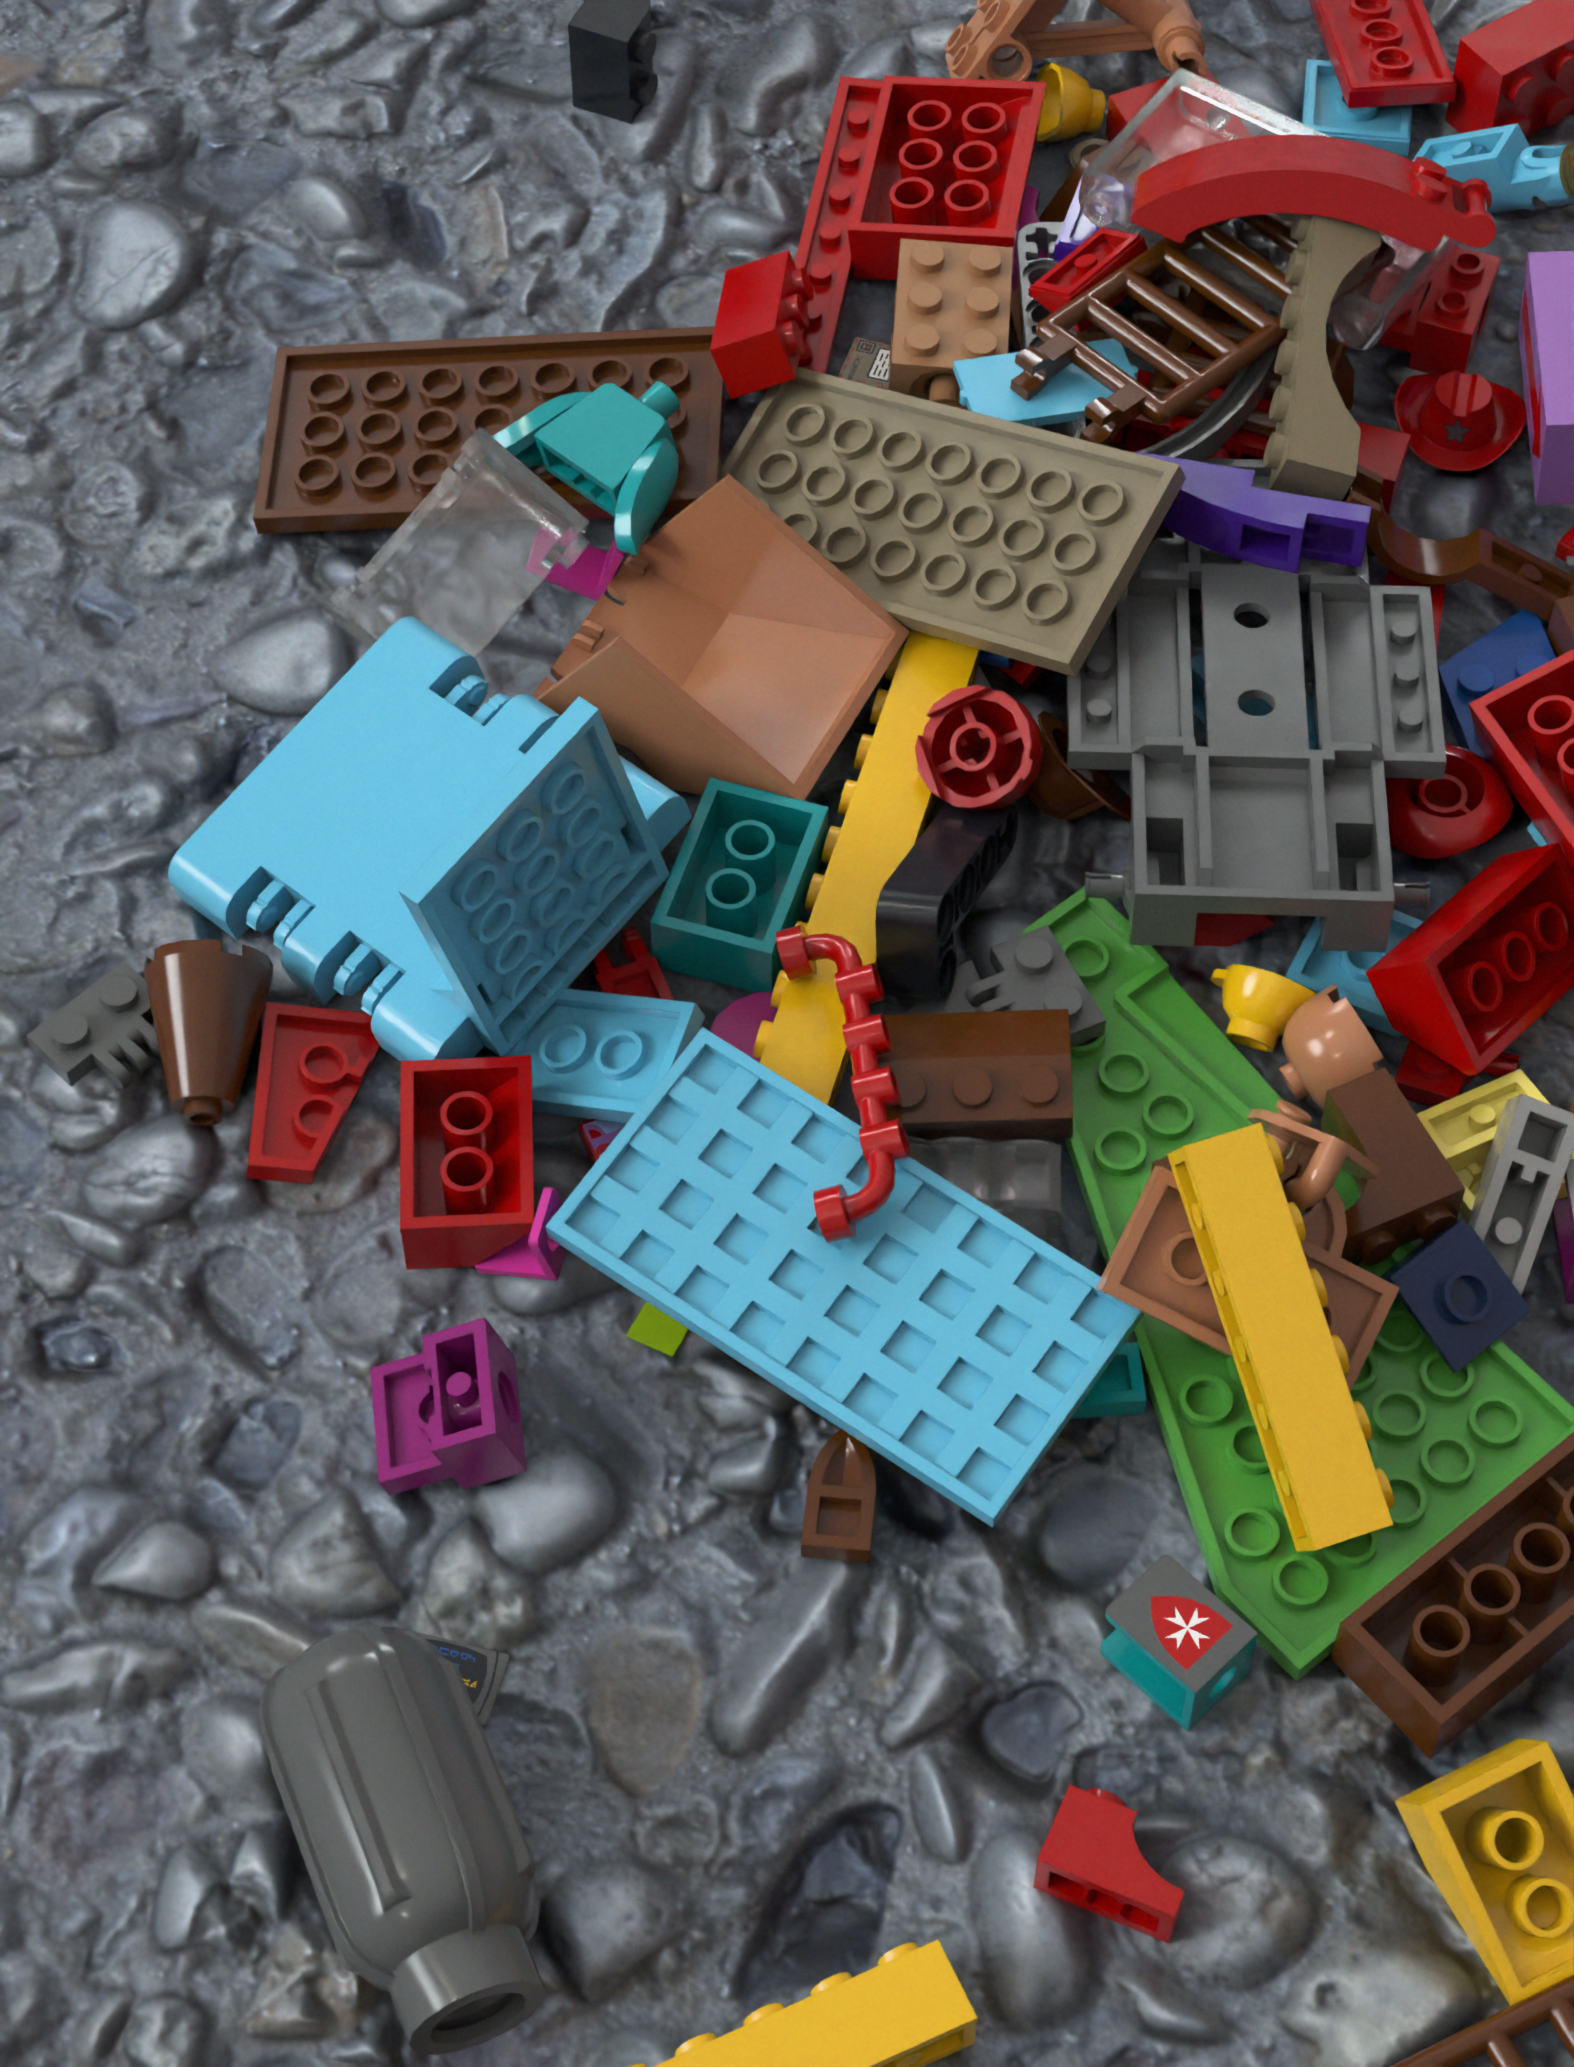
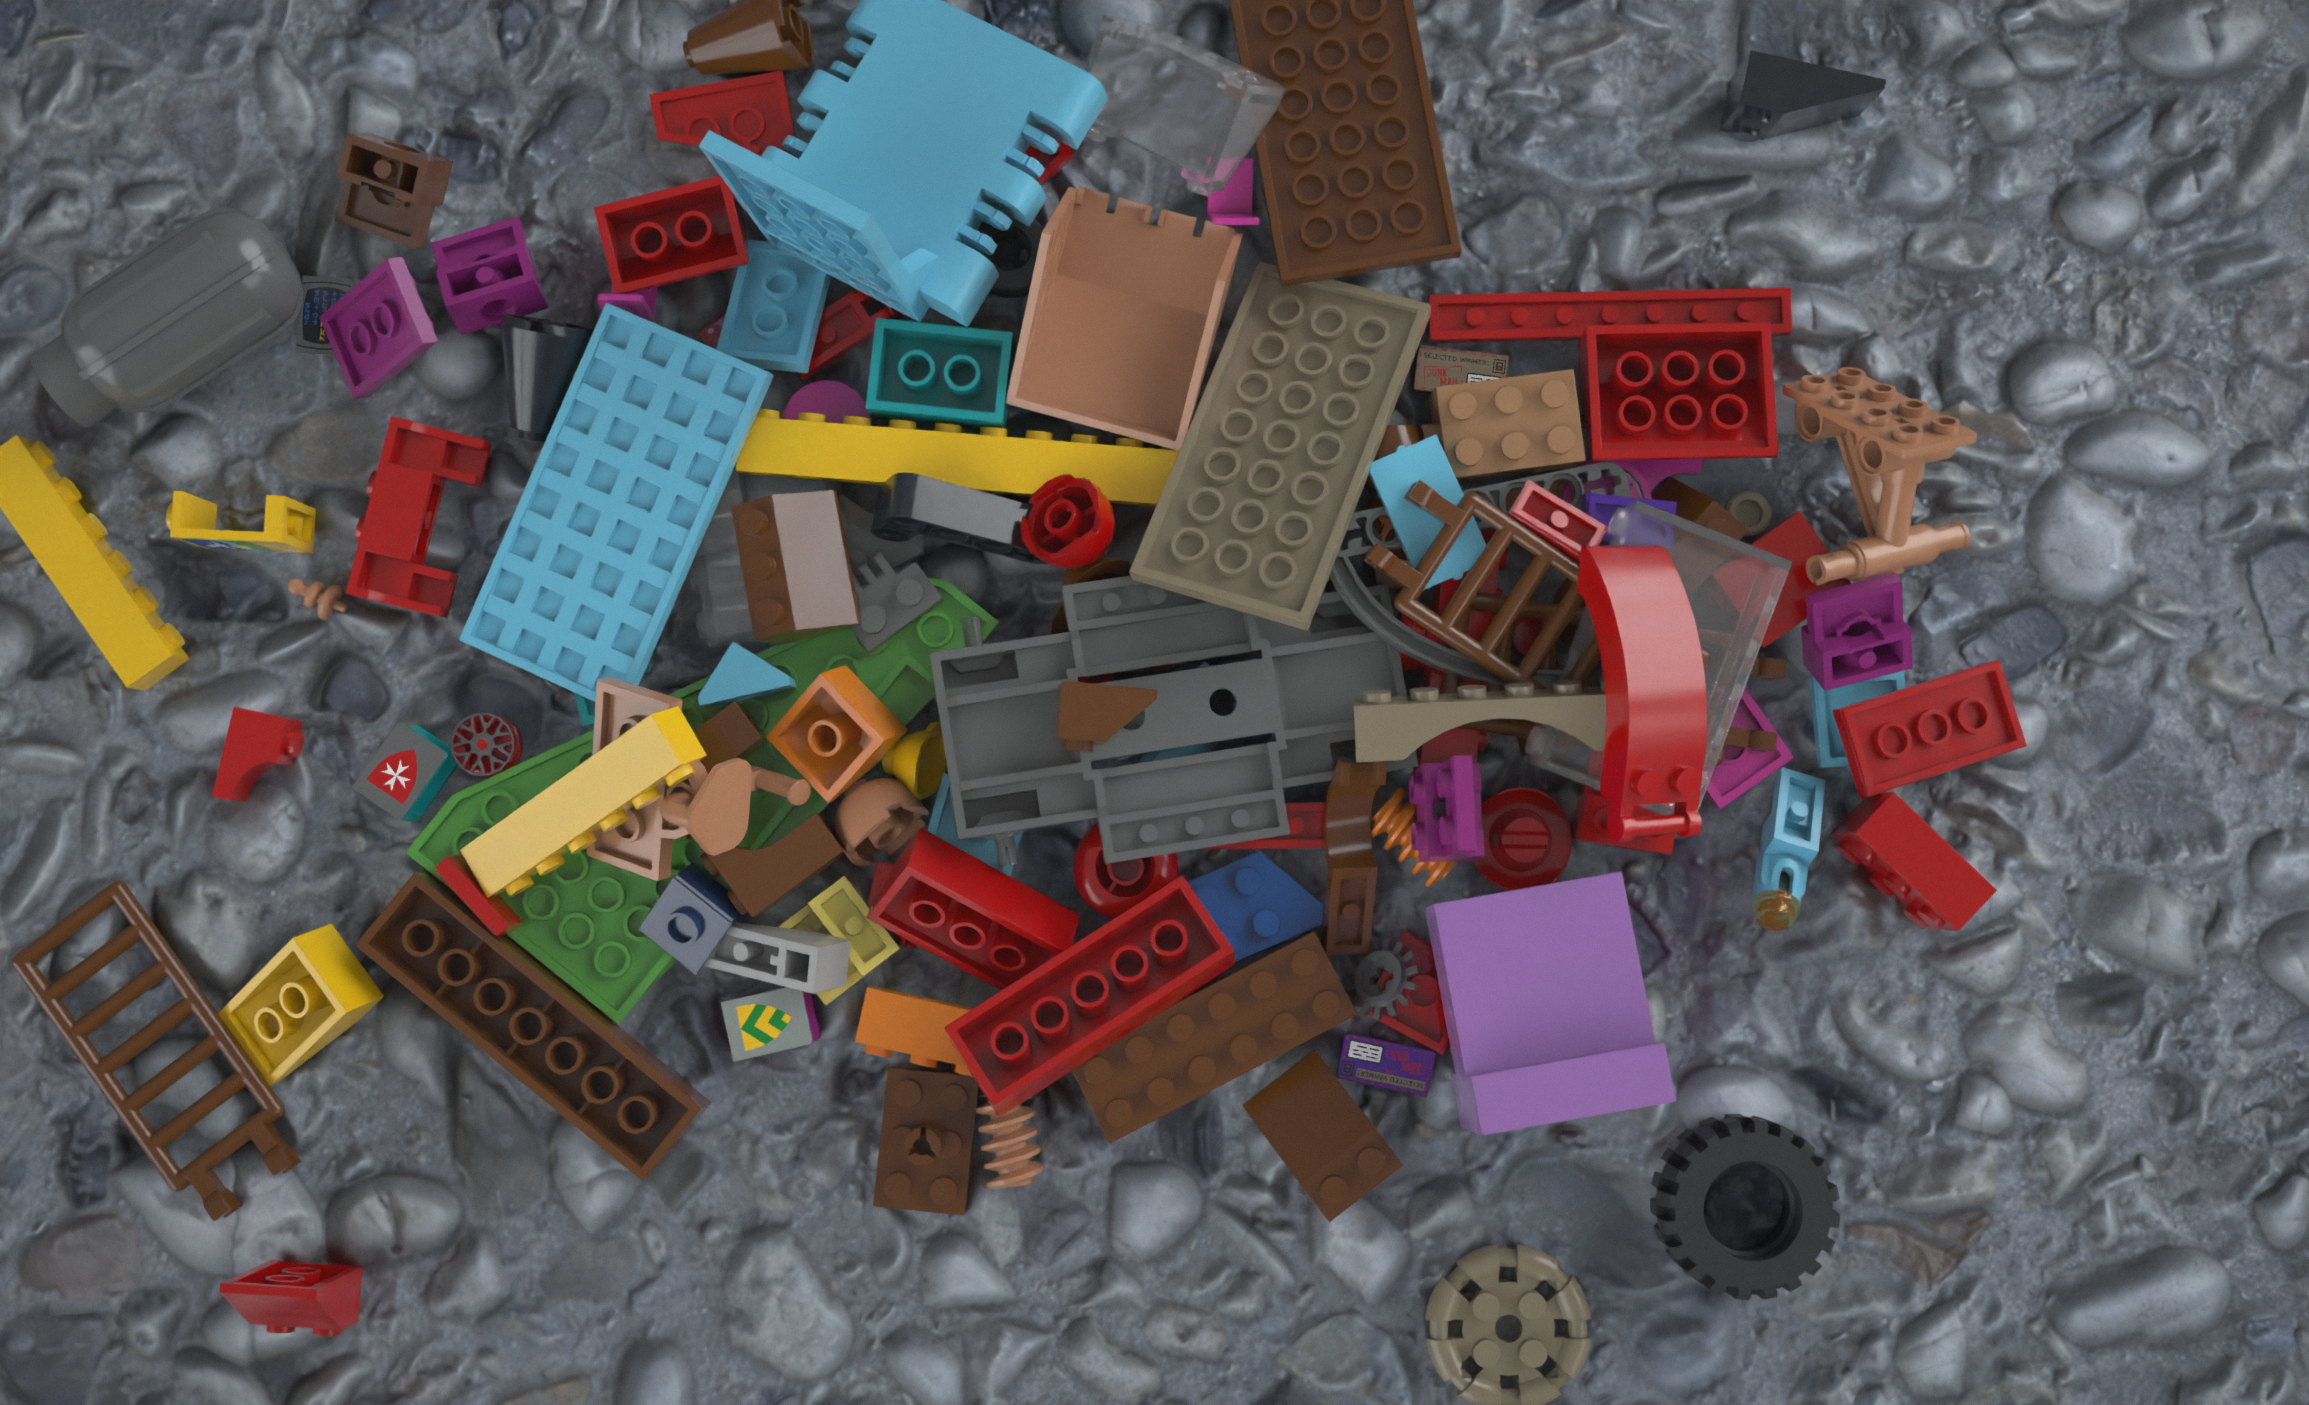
camera: 80 degrees right, 30 degrees up
(258, 1502) = (413, 176): none -> reddish brown brick
(497, 1549) = (379, 327): none -> magenta plate
(607, 450) = (1296, 190): teal torso -> none
(612, 1361) = (539, 369): none -> black cone
(761, 324) = (1464, 277): red brick -> none
(767, 1737) = (287, 525): none -> yellow panel
(783, 1583) = (403, 515): none -> red bracket
(840, 1502) = (469, 540): reddish brown plate -> none
(872, 1086) = (732, 498): red bar -> none
(885, 1733) = (314, 595): none -> nougat hair
(1068, 105) = (1795, 477): yellow piece -> none
(1111, 1161) = (742, 677): none -> medium azure slope
(1147, 1527) = (486, 744): none -> wheel
(1216, 1060) = (836, 732): none -> orange slope
(1252, 715) = (1095, 712): none -> reddish brown slope
(1263, 525) = (1313, 664): dark purple slope -> none
(1264, 62) = (1856, 632): none -> magenta brick
(1382, 1554) = (491, 911): none -> red tile
(1425, 416) = (1458, 834): none -> magenta brick
(1449, 498) = (1397, 822): none -> orange piece

